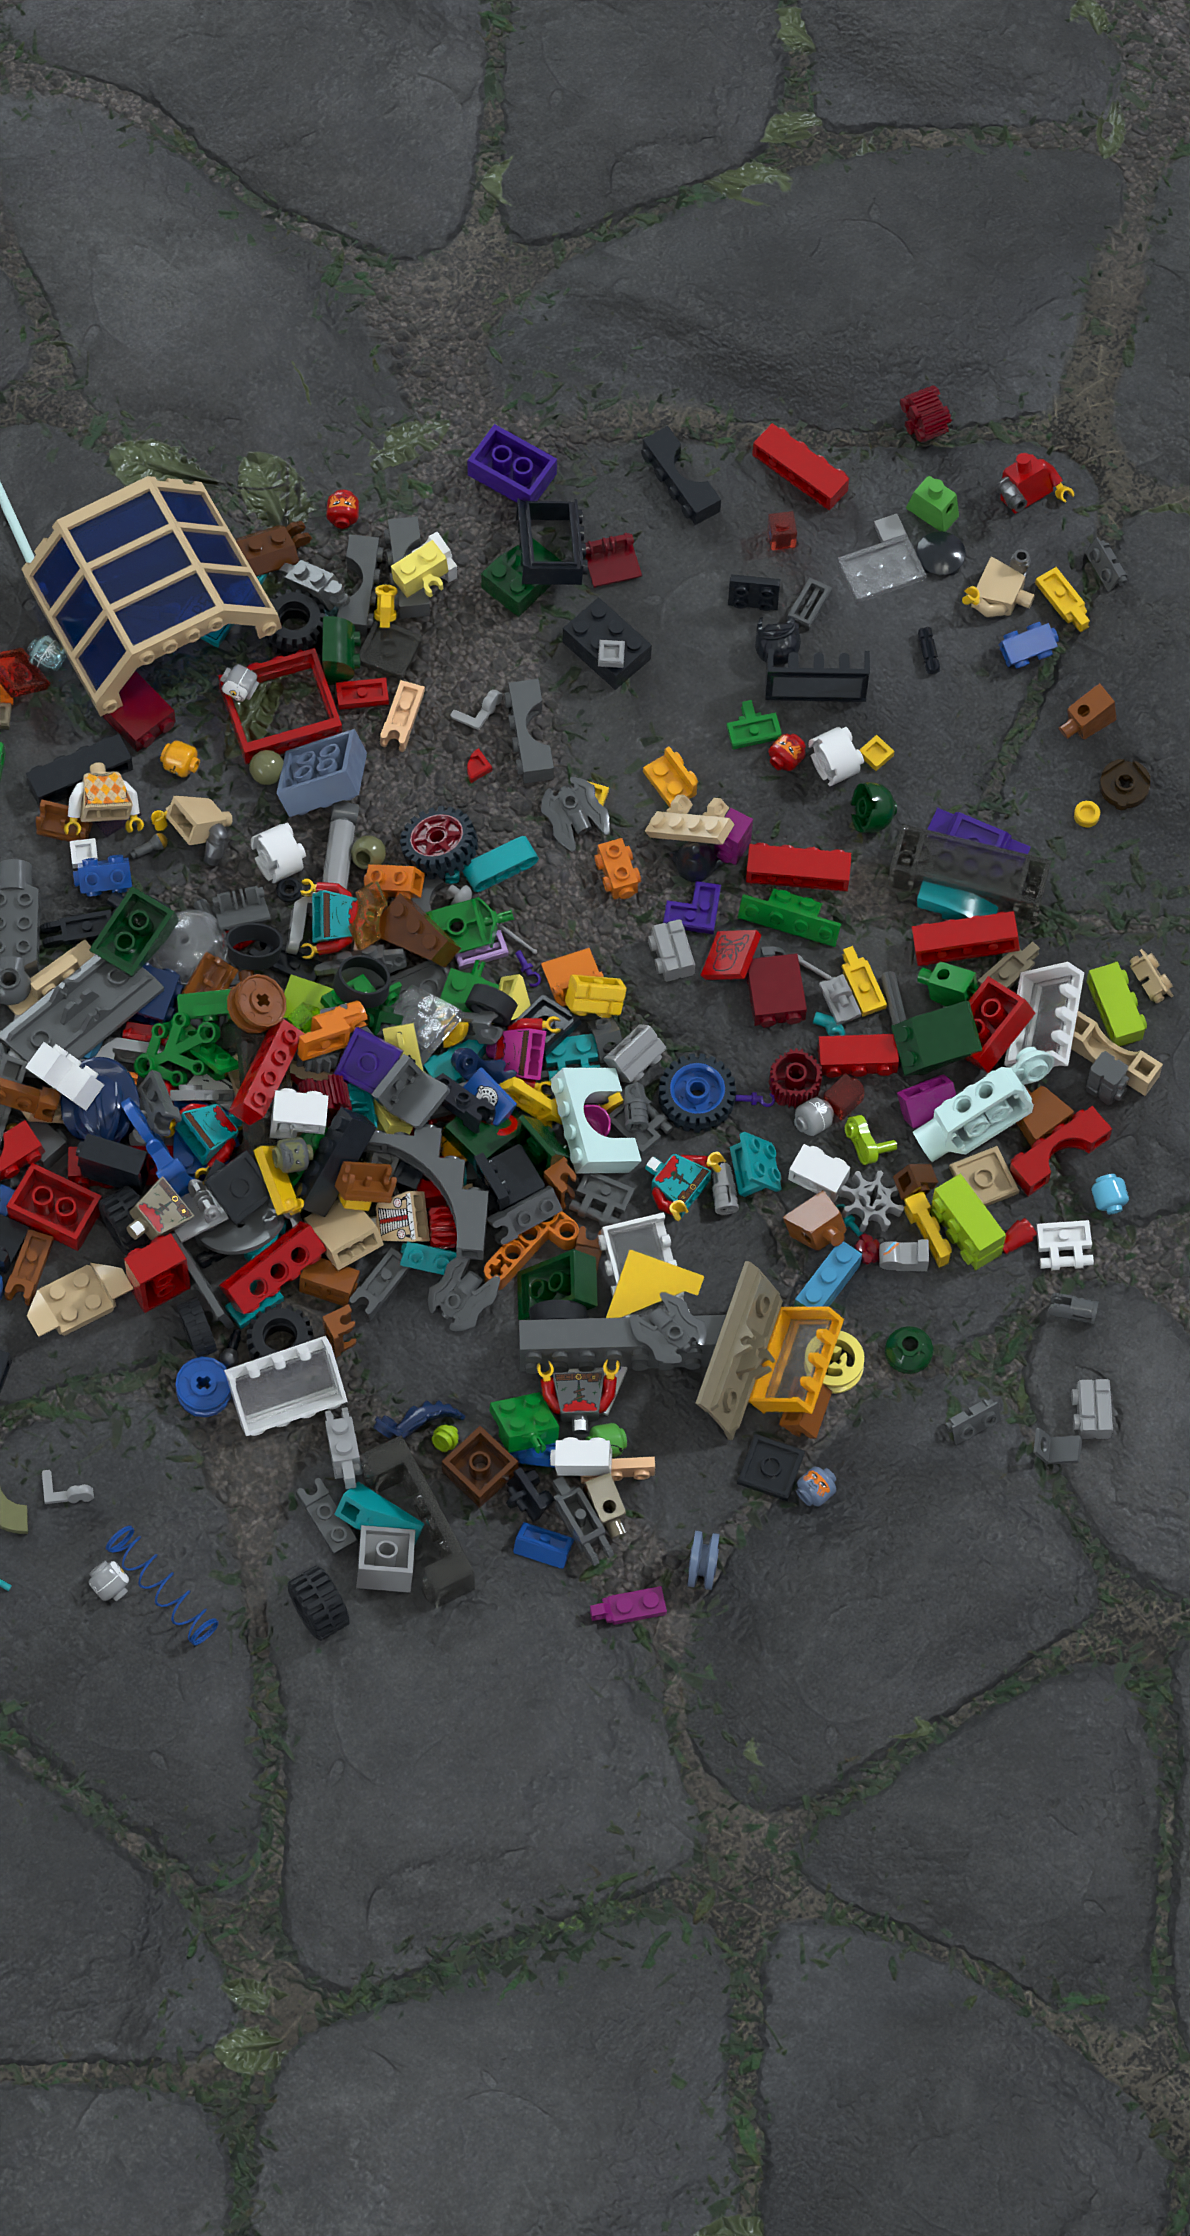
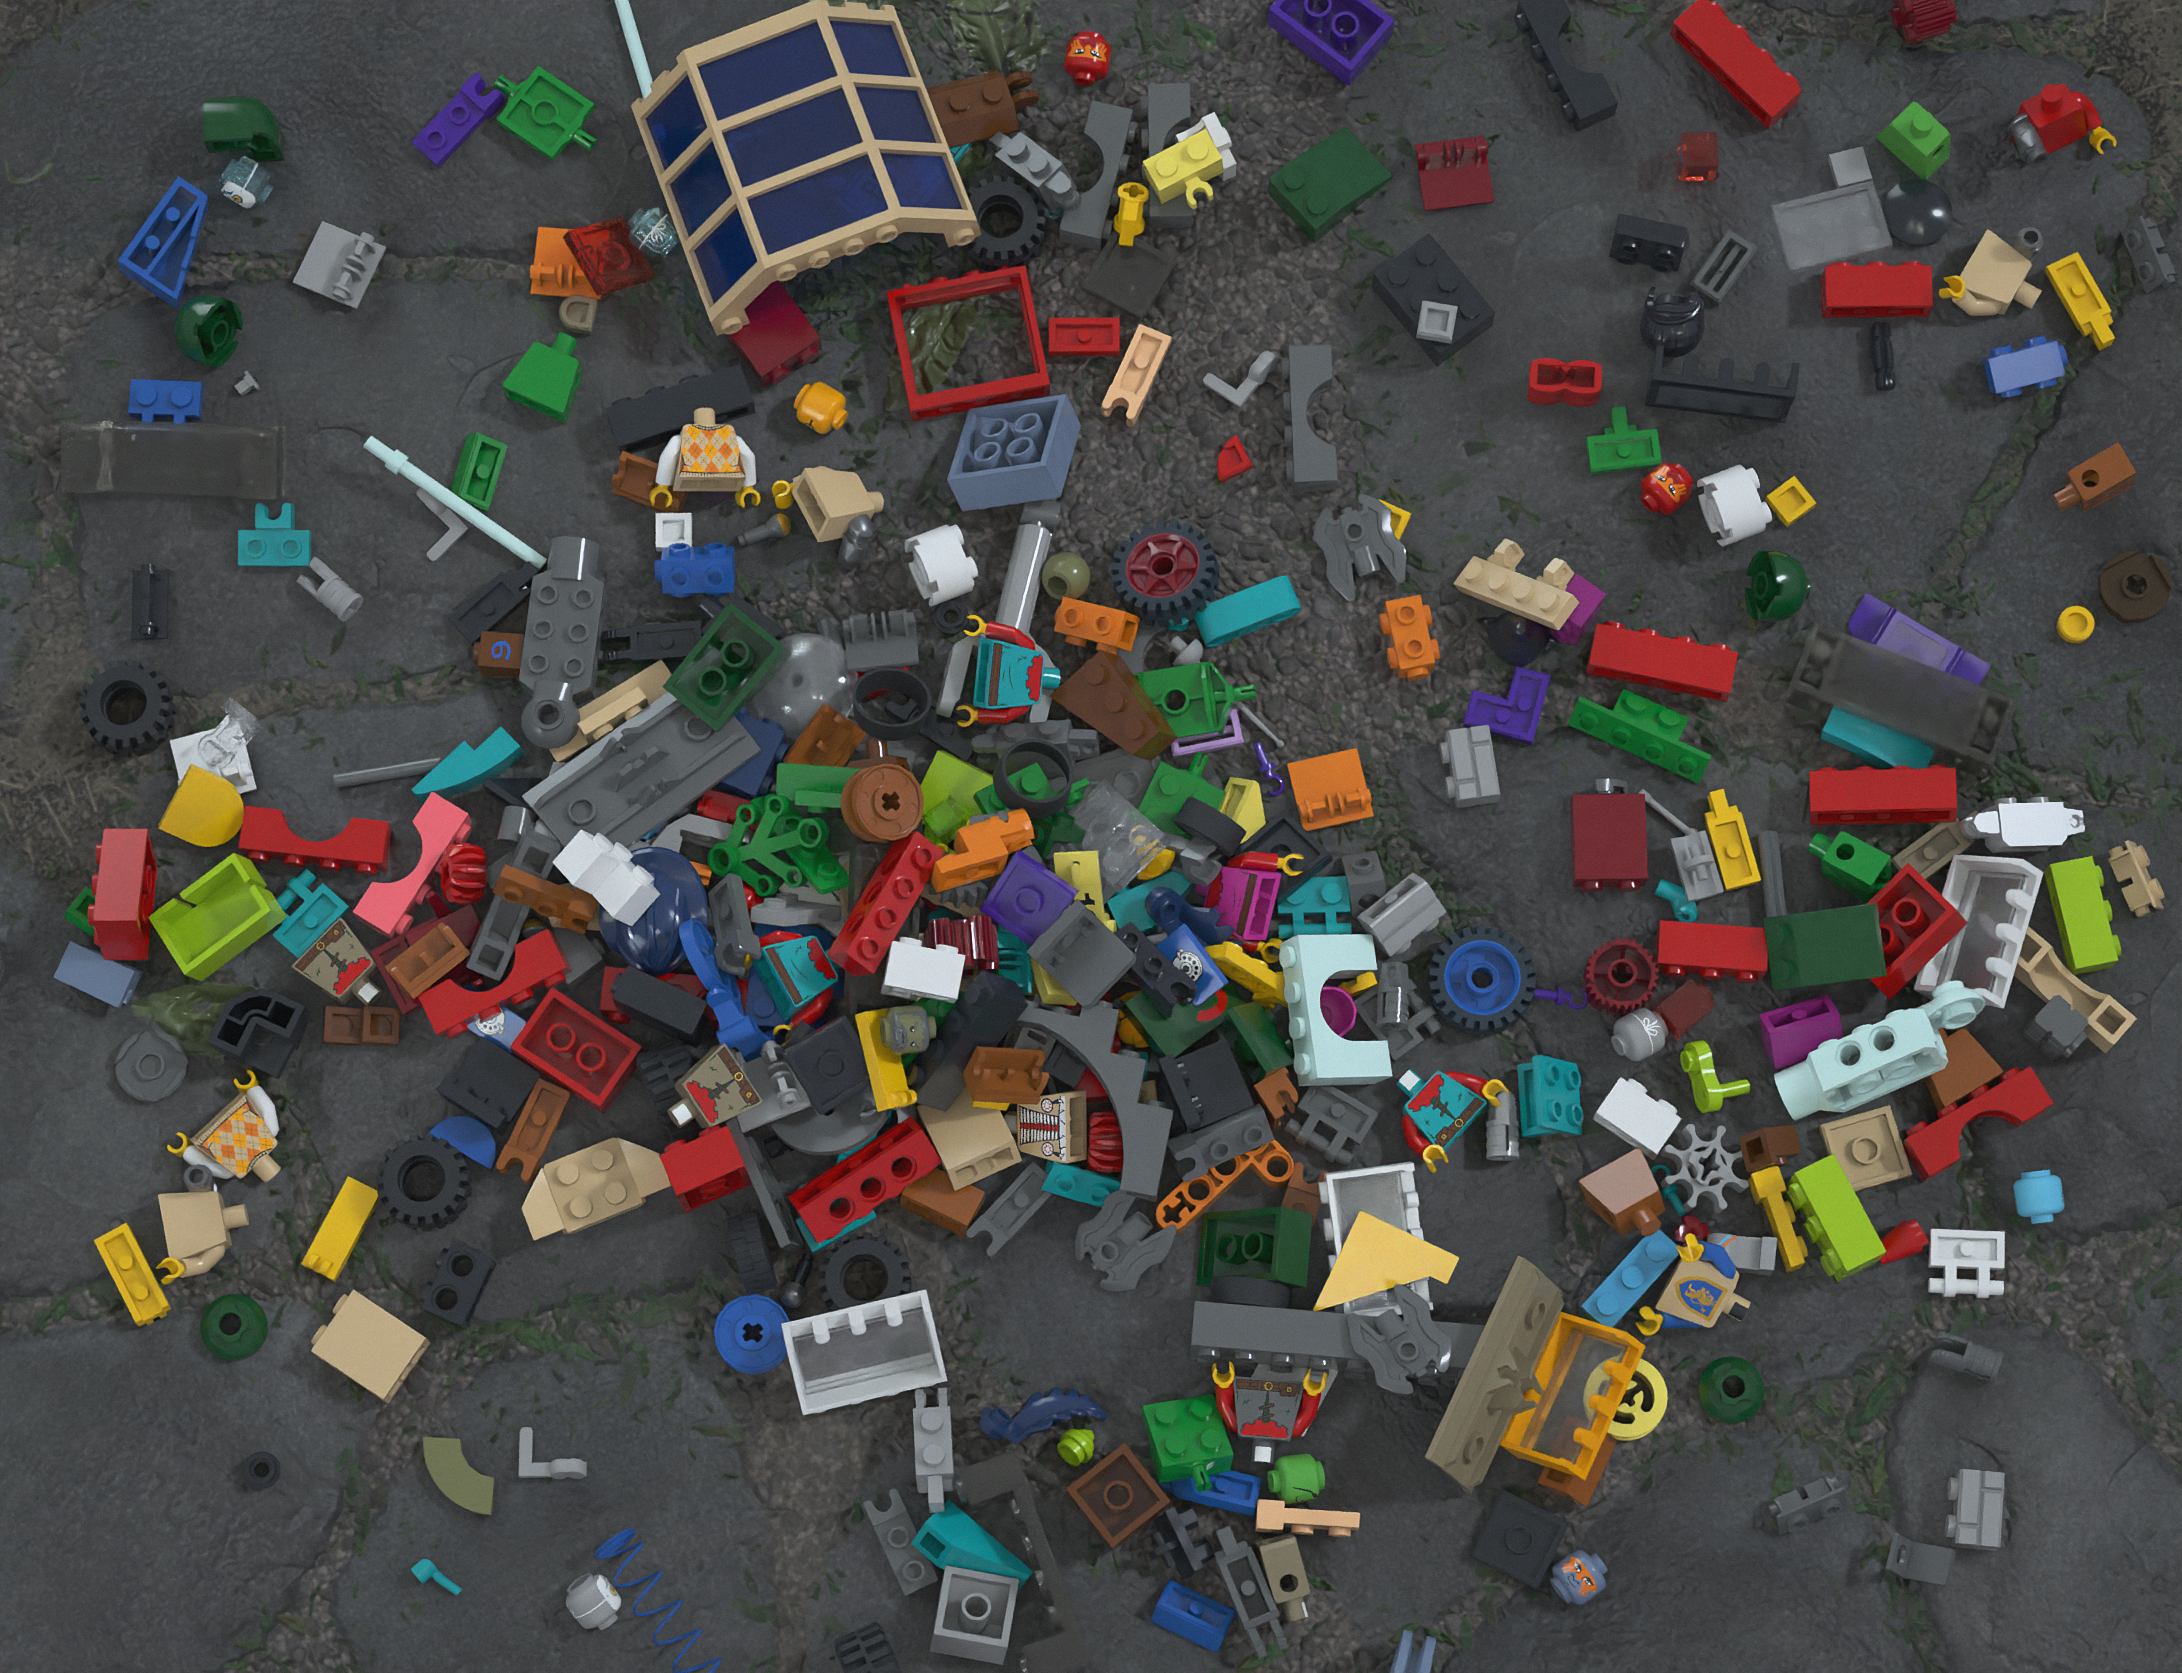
camera: 10 degrees right, 10 degrees up
(239, 682) = (914, 309): light grey head -> none
(266, 767) = (938, 433): olive piece -> none
(335, 1326) = (945, 1277): dark orange hinge -> none
(339, 649) = (1058, 272): dark green brick -> none
(366, 924) = (1049, 692): clear orange tile -> none
(551, 572) = (1362, 191): black window -> none
(582, 1457) = (1259, 1506): white brick -> none
(595, 995) = (1356, 824): yellow brick -> none
(671, 777) = (1499, 508): light orange bracket -> none
(702, 688) = (1555, 381): none -> red brick
(731, 955) = (1552, 784): red tile -> none
(876, 1280) = (1696, 1290): none -> torso
(918, 606) = (1876, 290): none -> red brick
(1071, 945) = (2023, 826): none -> hinge

